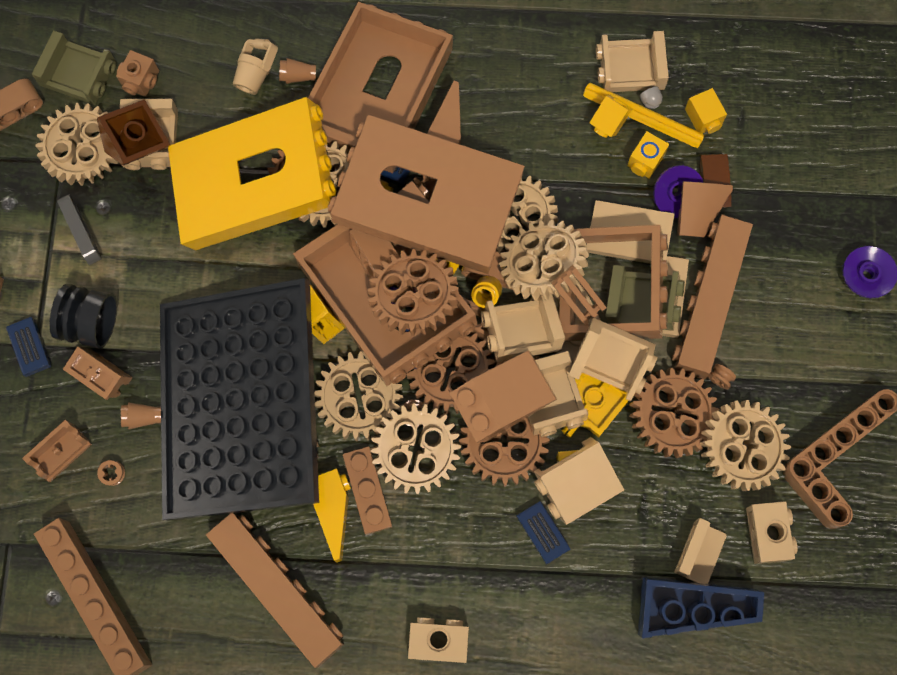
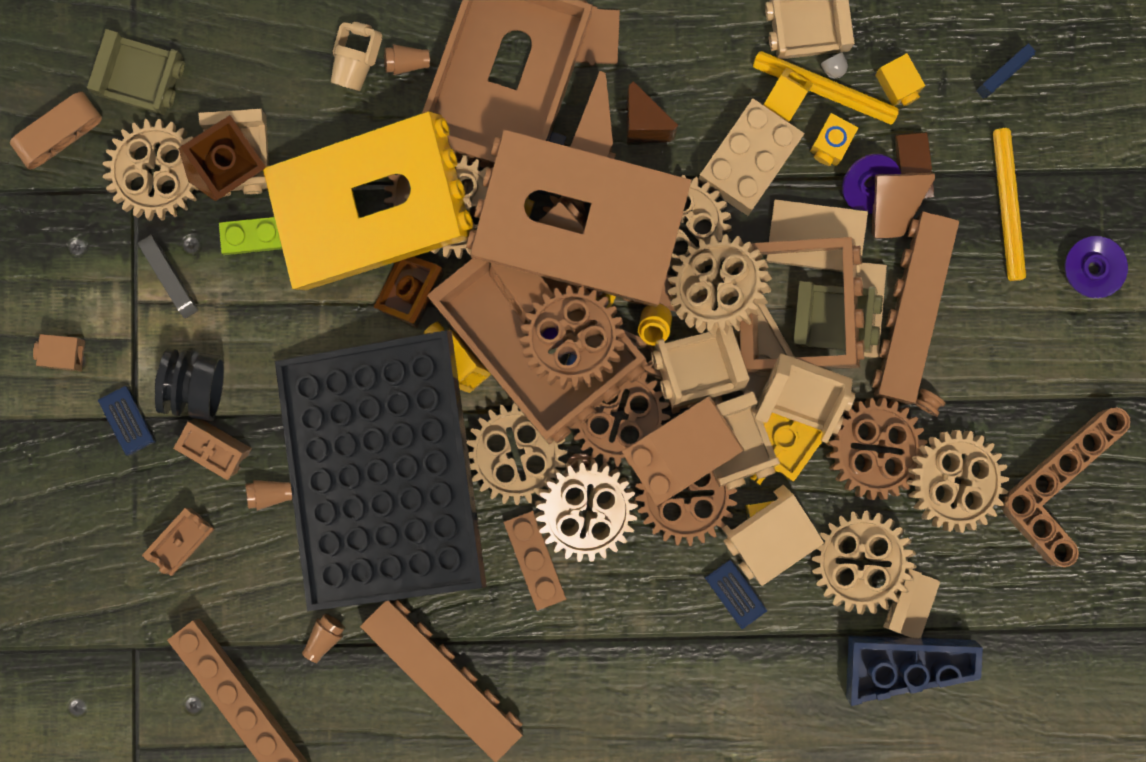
camera: 10 degrees left, 10 degrees up
(102, 474) = (251, 559): medium nougat bush -> none
(137, 74) = (214, 77): medium nougat brick -> none
(151, 203) = (249, 236): none -> lime plate
(174, 543) = (323, 637): none -> medium nougat cone
(276, 256) = (407, 290): none -> reddish brown slope
(333, 510) = (500, 587): yellow slope -> none
(422, 649) = (644, 733): tan brick -> none
(458, 66) = (601, 38): none -> medium nougat piece
(492, 127) = (646, 119): none -> reddish brown slope
(577, 163) = (750, 156): none -> tan brick
(591, 310) = (777, 344): medium nougat tile -> none
(654, 535) = (866, 534): none -> tan gear
(763, 547) = (976, 563): tan brick -> none
(795, 110) = (1006, 71): none -> dark blue tile
(795, 218) = (1009, 204): none -> yellow axle

